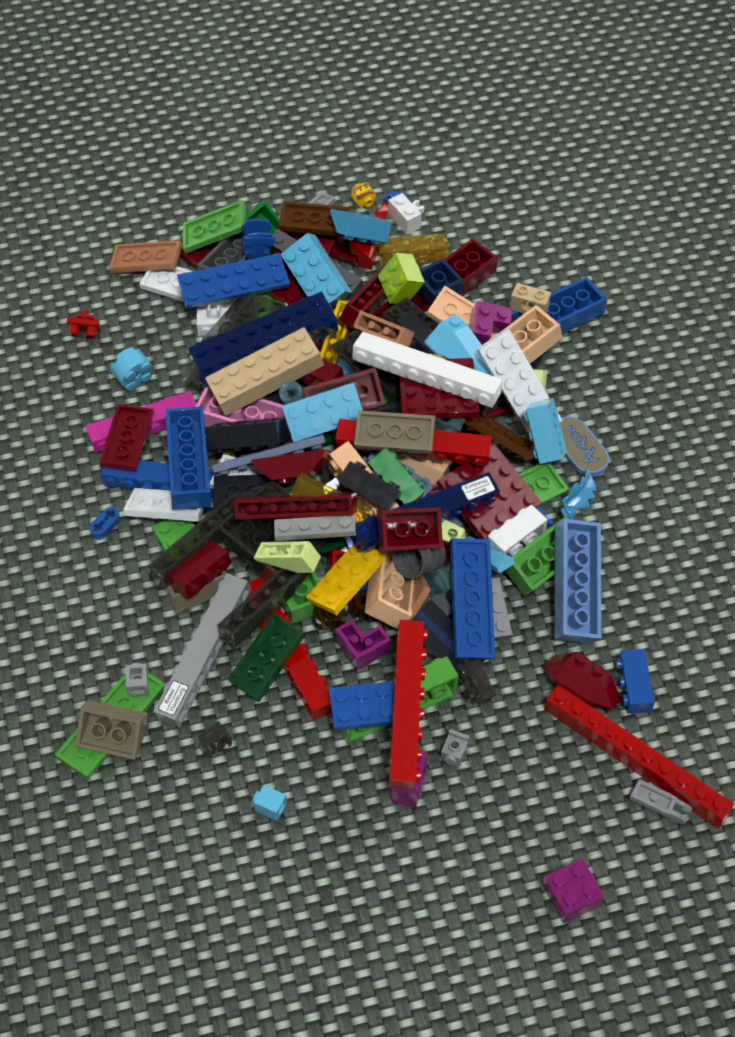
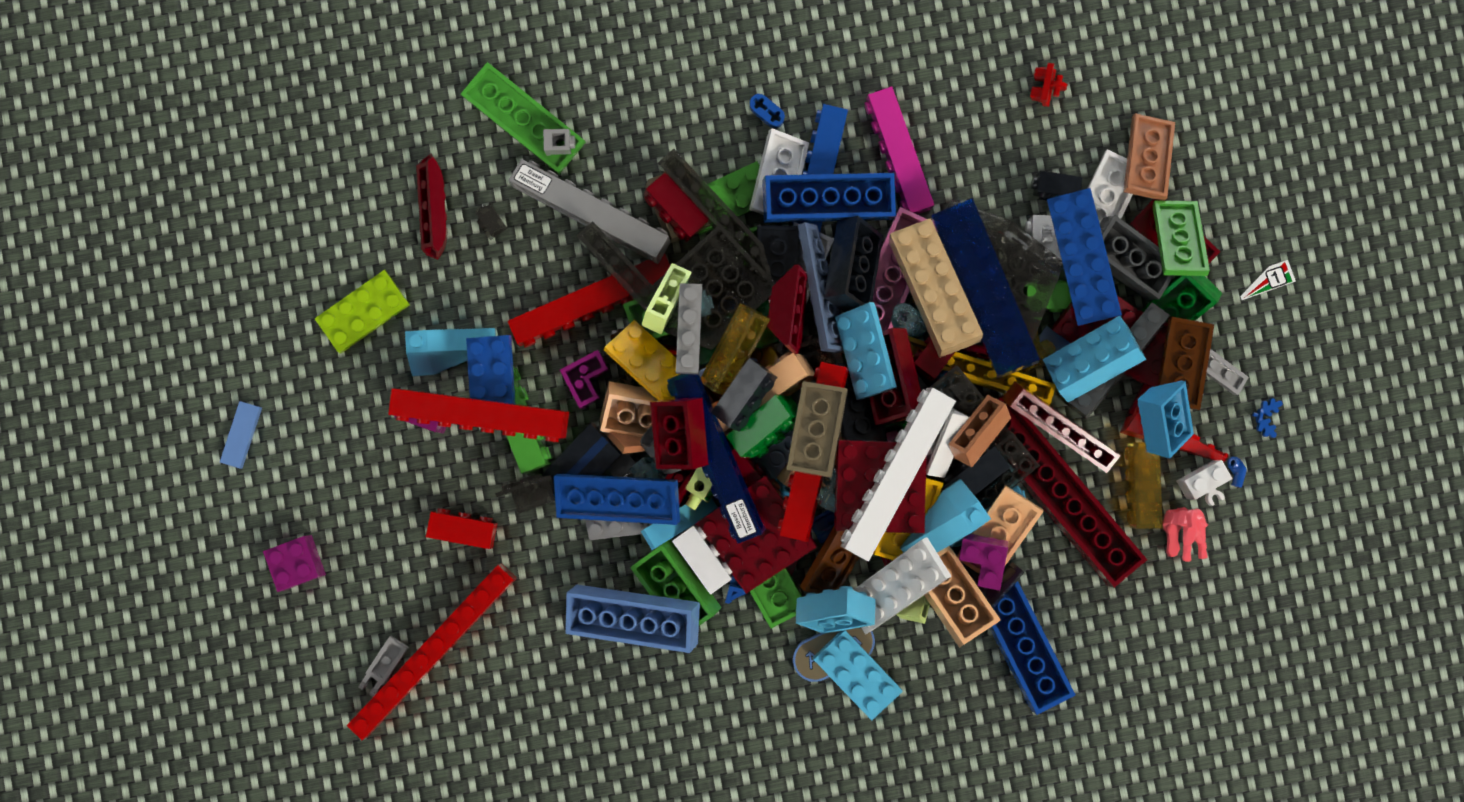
camera: 90 degrees right, 30 degrees up
(111, 729) = (504, 116): dark tan slope -> none
(126, 438) = (869, 132): dark red tile -> none
(131, 368) = (973, 138): medium azure brick -> none
(170, 314) = (1051, 184): none -> black brick
(201, 793) = (431, 207): none -> dark red brick
(240, 183) = (1272, 278): none -> sticker
(256, 239) = (1156, 288): blue piece -> none
(266, 657) = (573, 276): dark green plate -> none
(269, 802) = (416, 273): medium azure brick -> none
(295, 505) = (720, 309): dark red brick -> none
(311, 854) = (362, 311): none -> lime plate
(344, 182) = (1266, 407): none -> blue animal
(344, 777) = (438, 350): none -> medium azure wedge
(363, 195) = (1240, 430): yellow head -> none
(401, 278) = (1068, 460): lime brick -> none
(436, 219) = (1193, 530): none -> coral piece
(436, 277) = (1064, 506): dark blue brick -> none
(448, 962) = (240, 435): none -> medium blue tile
(460, 743) = (467, 464): light grey brick -> none
(516, 741) = (461, 528): none -> red brick
(526, 297) = (1032, 617): tan brick -> none
(579, 496) = (756, 637): dark azure plant -> none
(584, 679) = (522, 604): dark red wedge -> none
(597, 425) = (857, 674): none -> medium azure plate
(635, 681) = (520, 663): blue brick -> none

